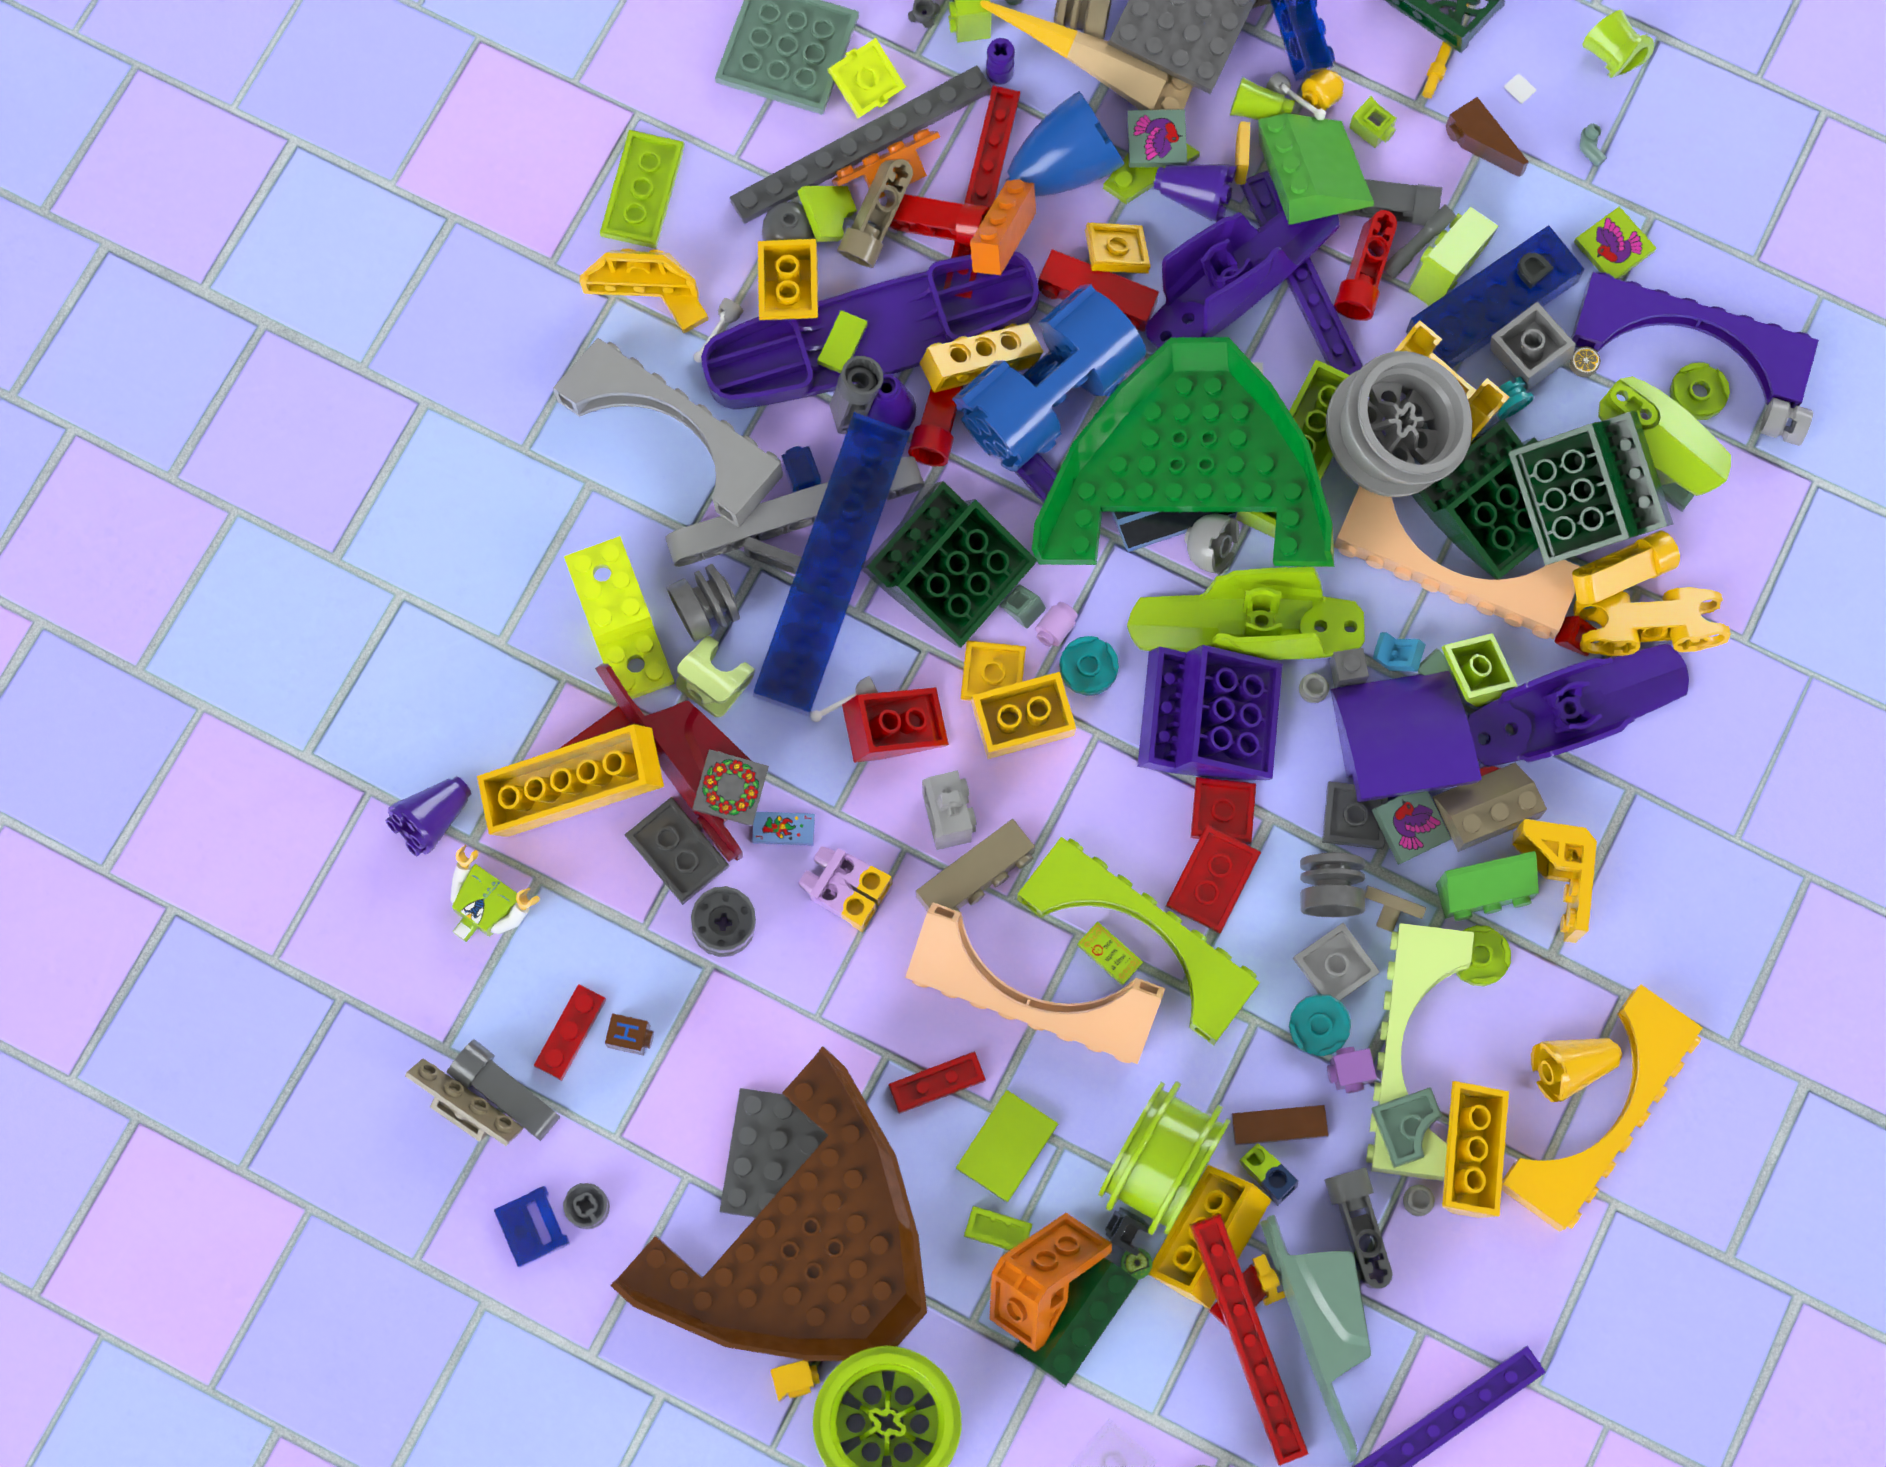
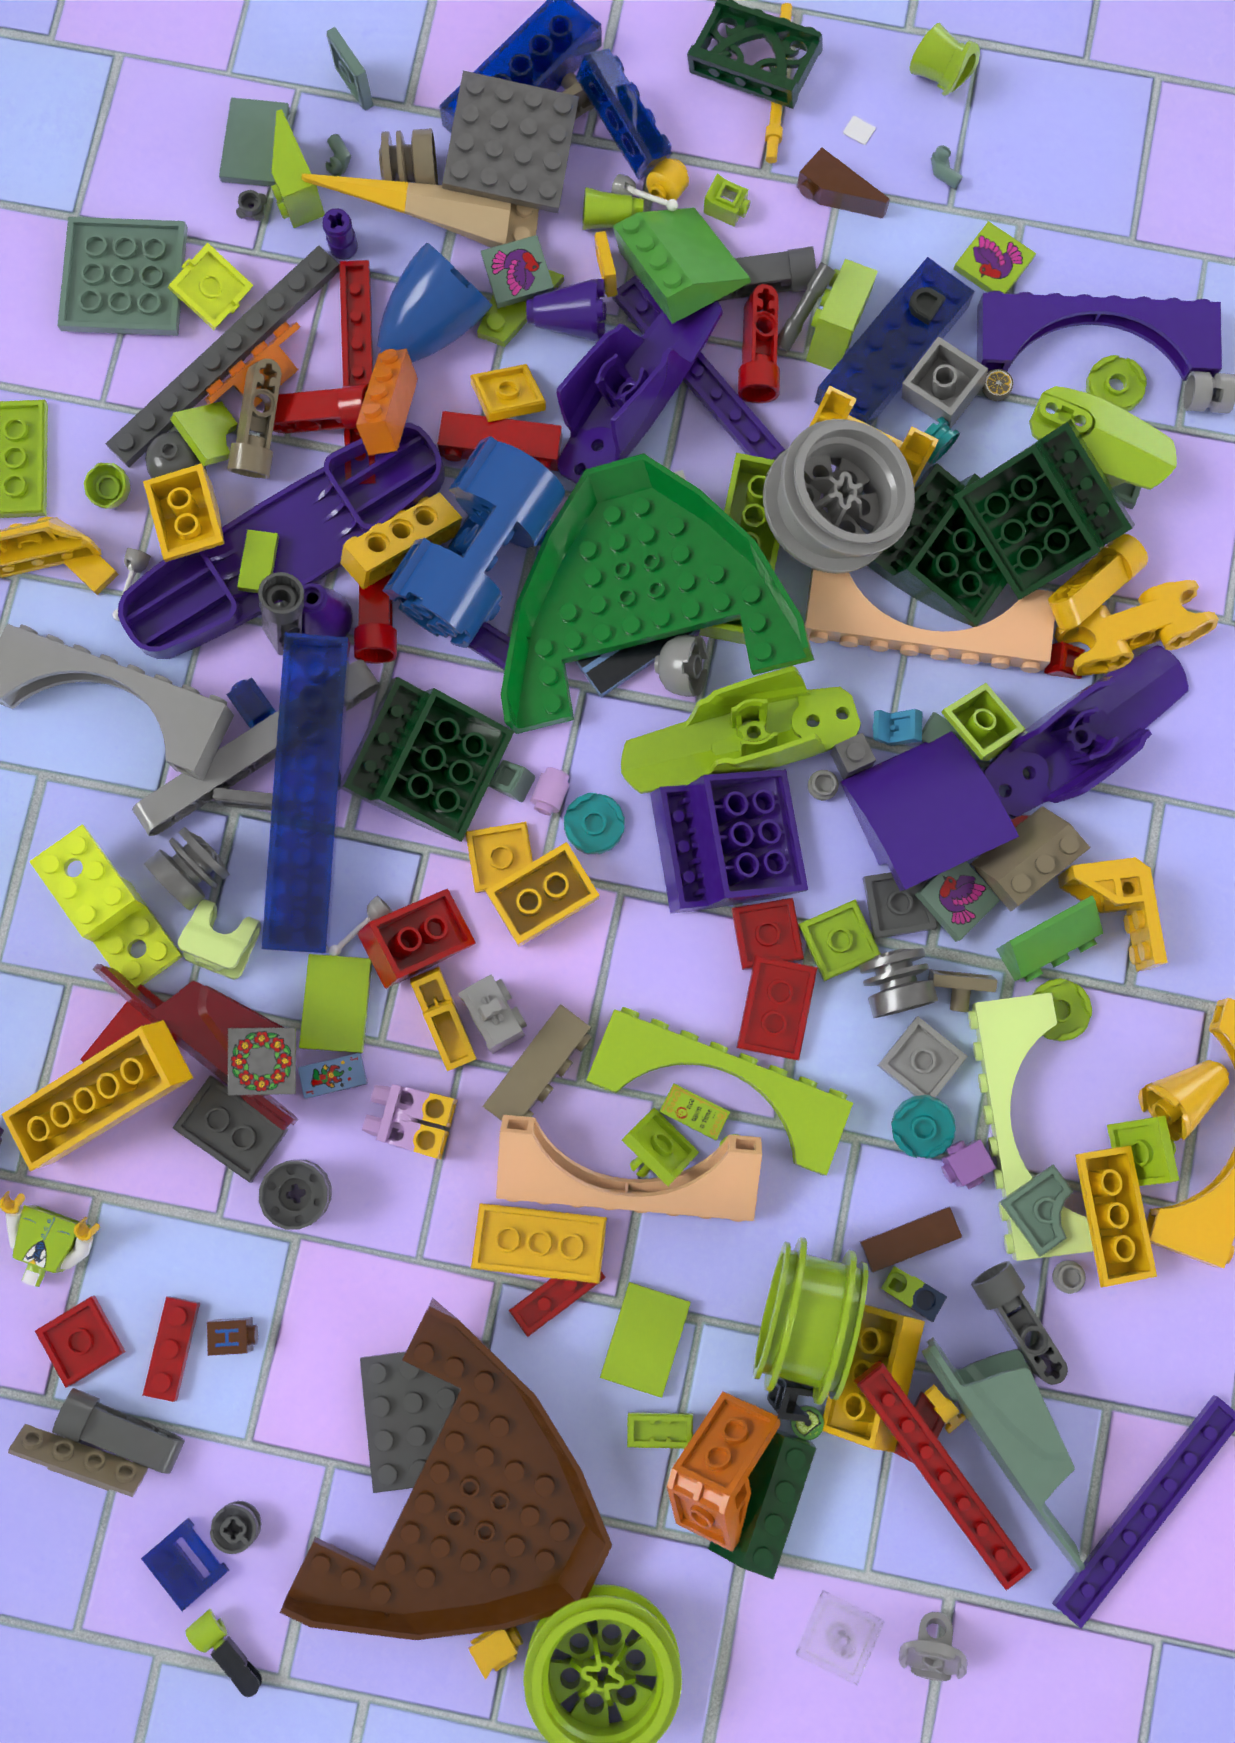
camera: 15 degrees left, 5 degrees up
(488, 1002) = (80, 1341): none -> red tile
(537, 1293) = (210, 1633): none -> piece
(721, 235) = (107, 485): none -> lime hair
(804, 764) = (335, 1003): none -> lime tile
(900, 804) = (443, 1018): none -> yellow slope
(933, 1031) = (539, 1243): none -> yellow tile
(1067, 973) = (659, 1148): none -> lime tile
(1288, 833) = (839, 940): none -> lime tile
(1526, 1100) = (1150, 1146): none -> lime tile

